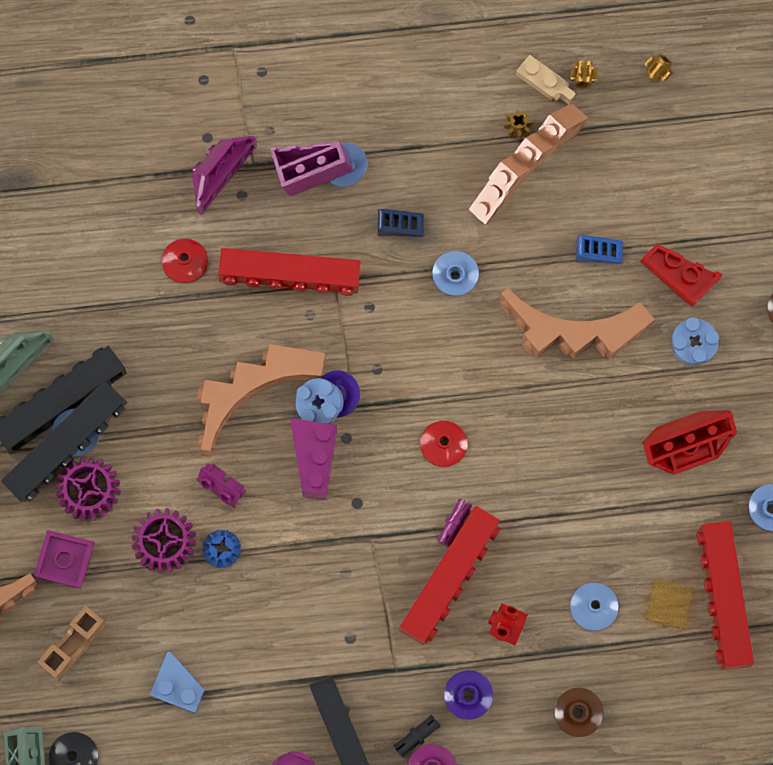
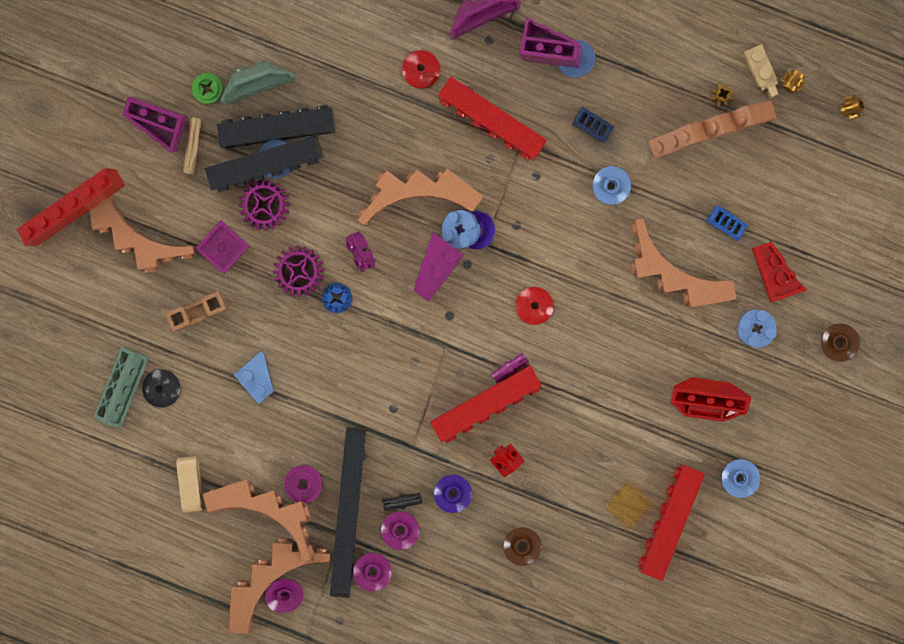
camera: 30 degrees right, 15 degrees up
(592, 618) = (575, 468): medium blue dish -> none

